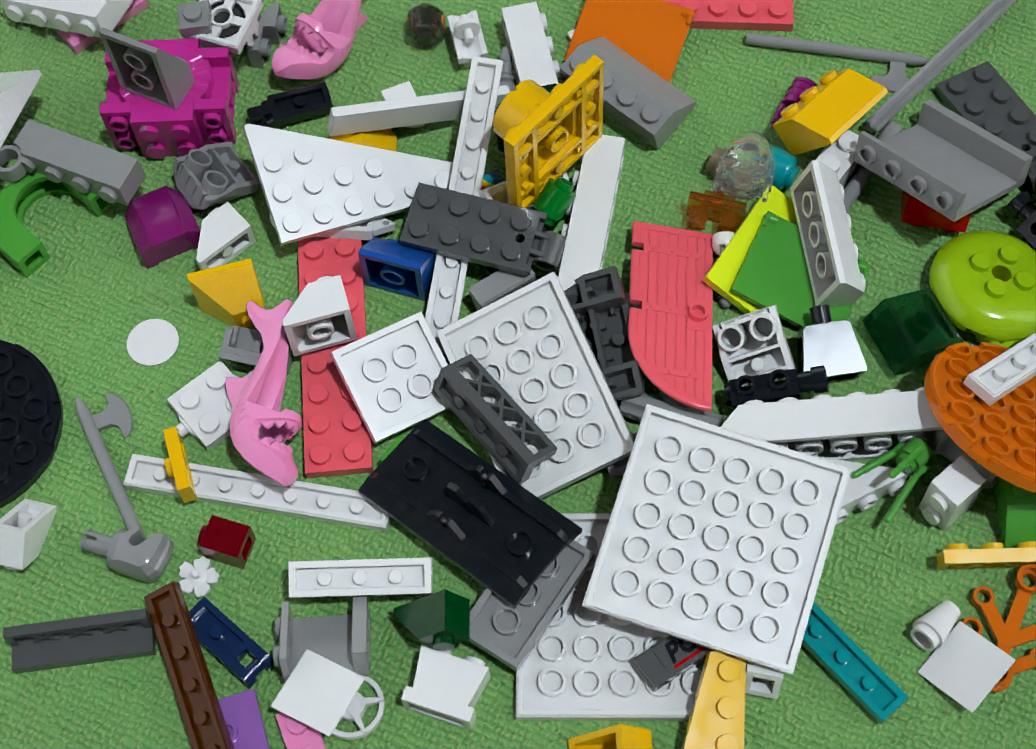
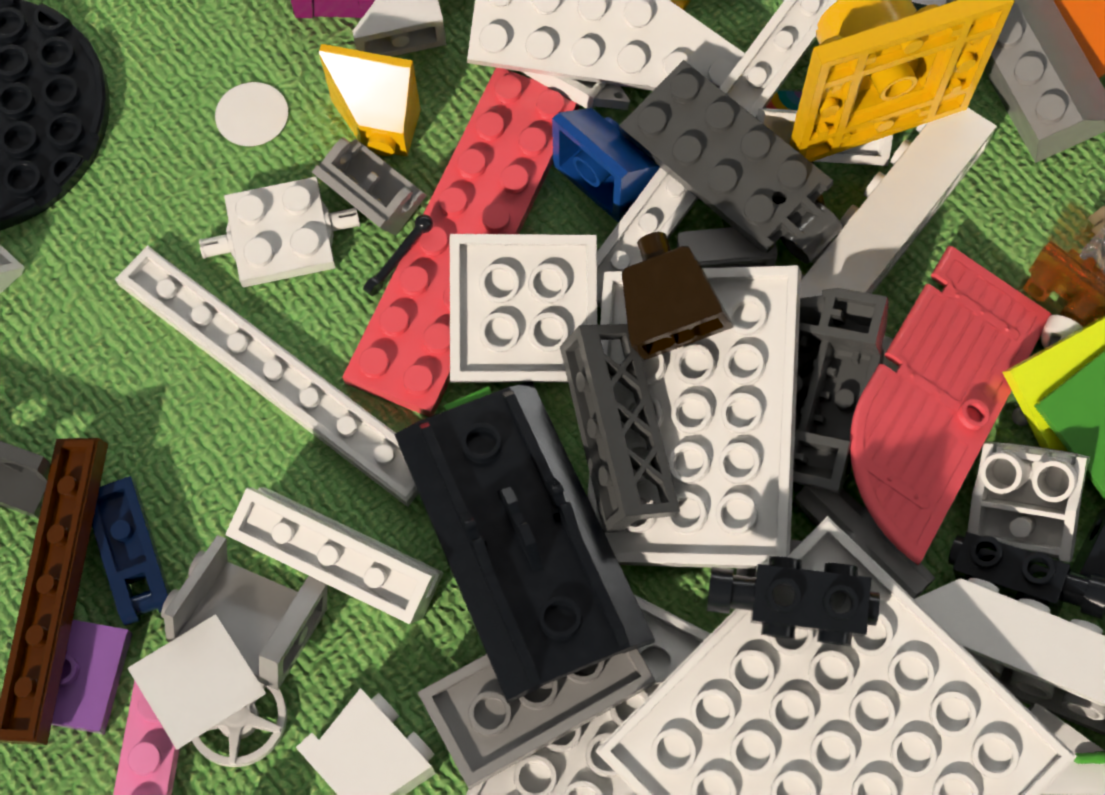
camera: 25 degrees right, 5 degrees up
(115, 415) = (160, 189): light grey piece -> none
(129, 554) = (63, 371): light grey piece -> none
(178, 465) = (189, 288): yellow plate -> none
(198, 578) = (141, 445): white plant -> none
(226, 541) = (197, 418): dark red brick -> none
(256, 419) = (315, 275): bright pink piece -> none
(306, 357) = (422, 225): none -> black hinge
(319, 317) = (461, 179): white slope -> none
(437, 619) = (397, 666): dark green slope -> none
(487, 326) = (669, 299): none -> dark brown torso
(555, 199) = (856, 167): green brick -> none
(665, 457) = (811, 599): none -> black brick

